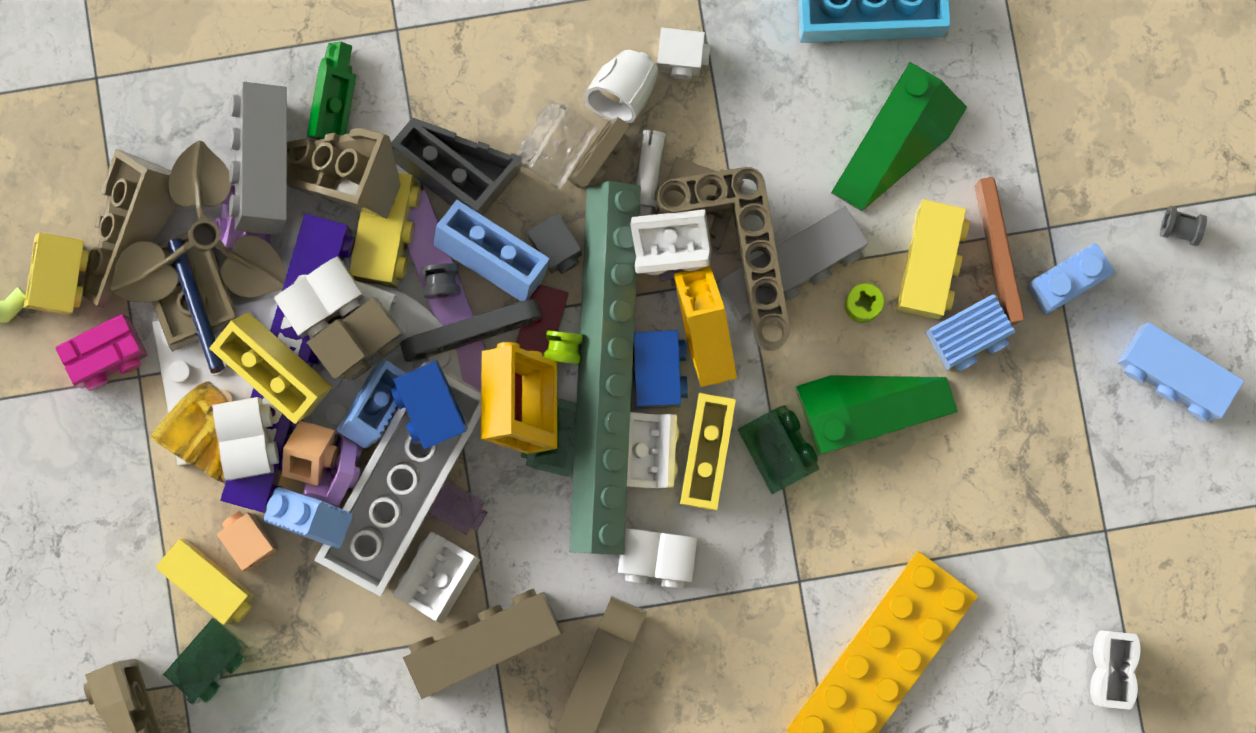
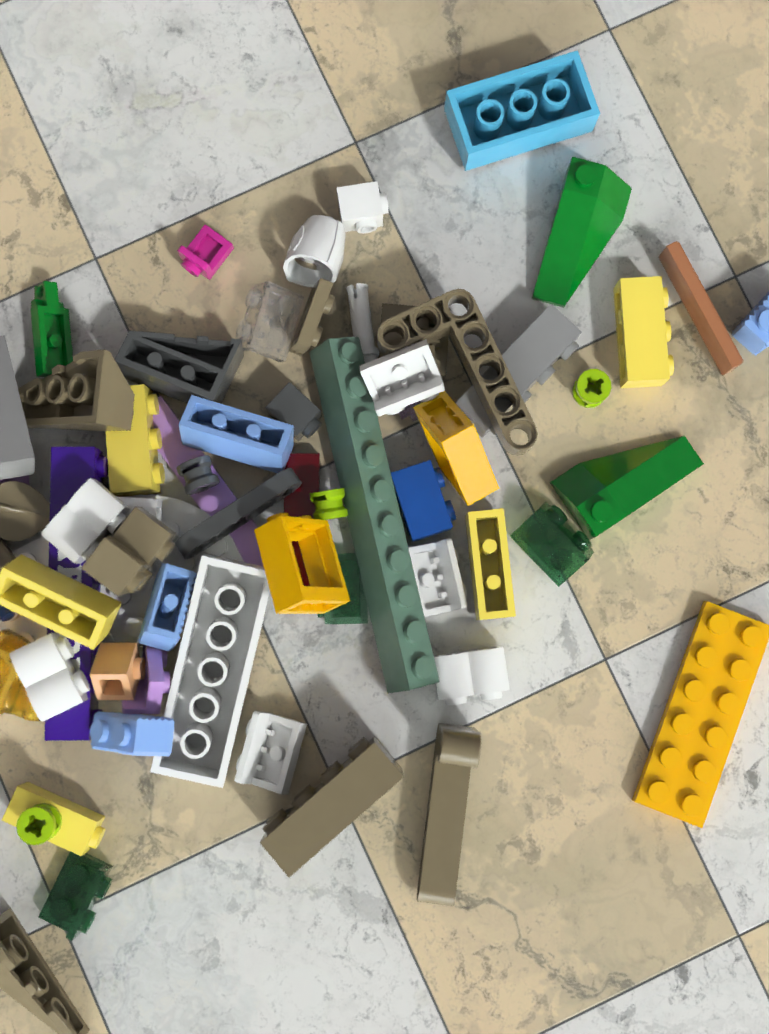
camera: 20 degrees left, 0 degrees up
(200, 580) = (47, 819): none -> lime wheel
(246, 540) = (82, 768): light nougat brick -> none
(429, 405) = (217, 595): blue brick -> none
(458, 508) = (273, 682): clear purple brick -> none
(510, 56) = (205, 253): none -> dark pink bracket
(970, 333) = (696, 388): light blue brick -> none

